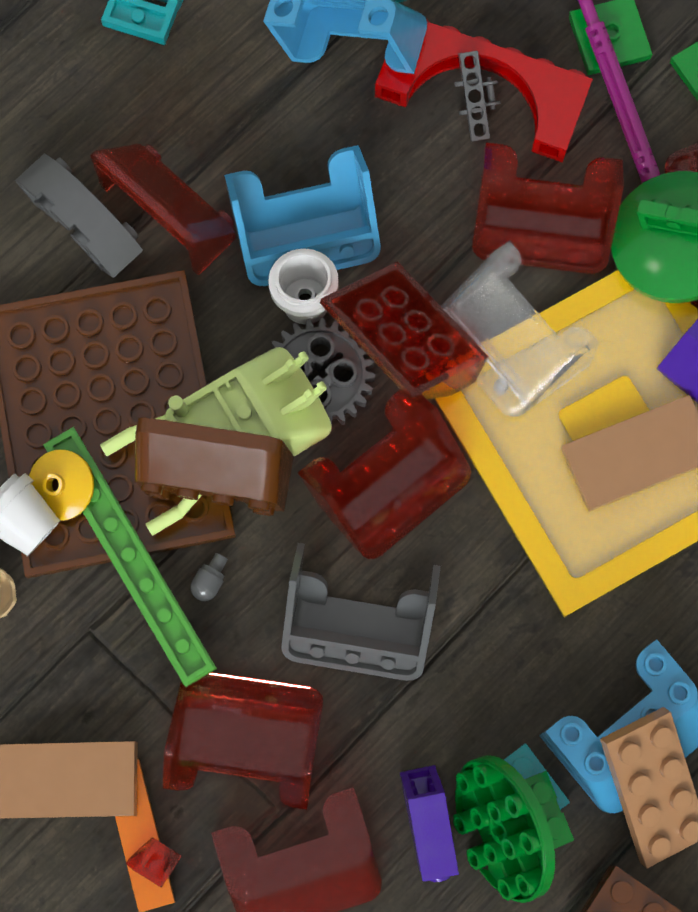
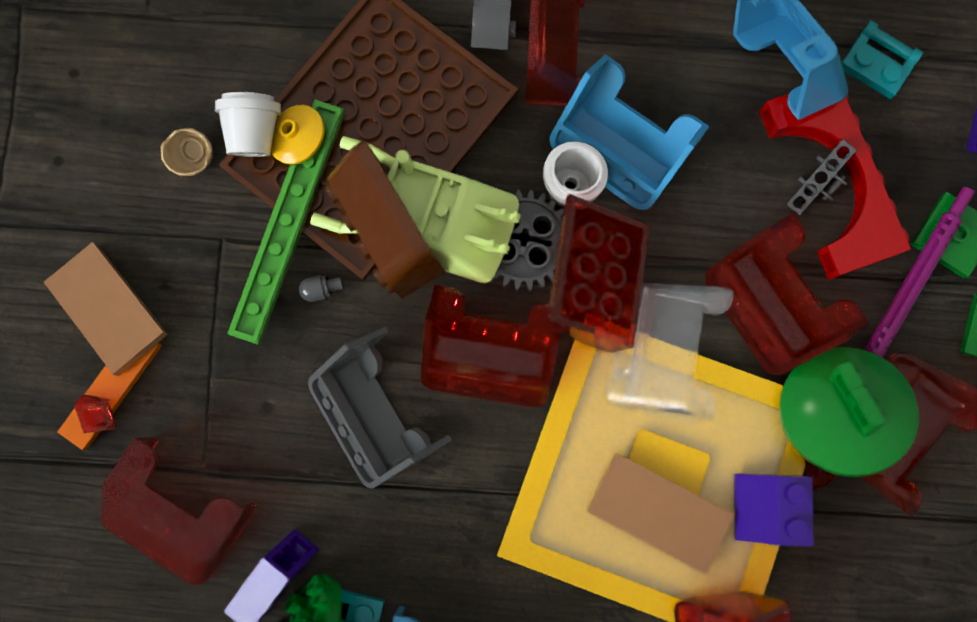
camera: 55 degrees right, 5 degrees up
(246, 732) = (235, 397): clear red windscreen -> none

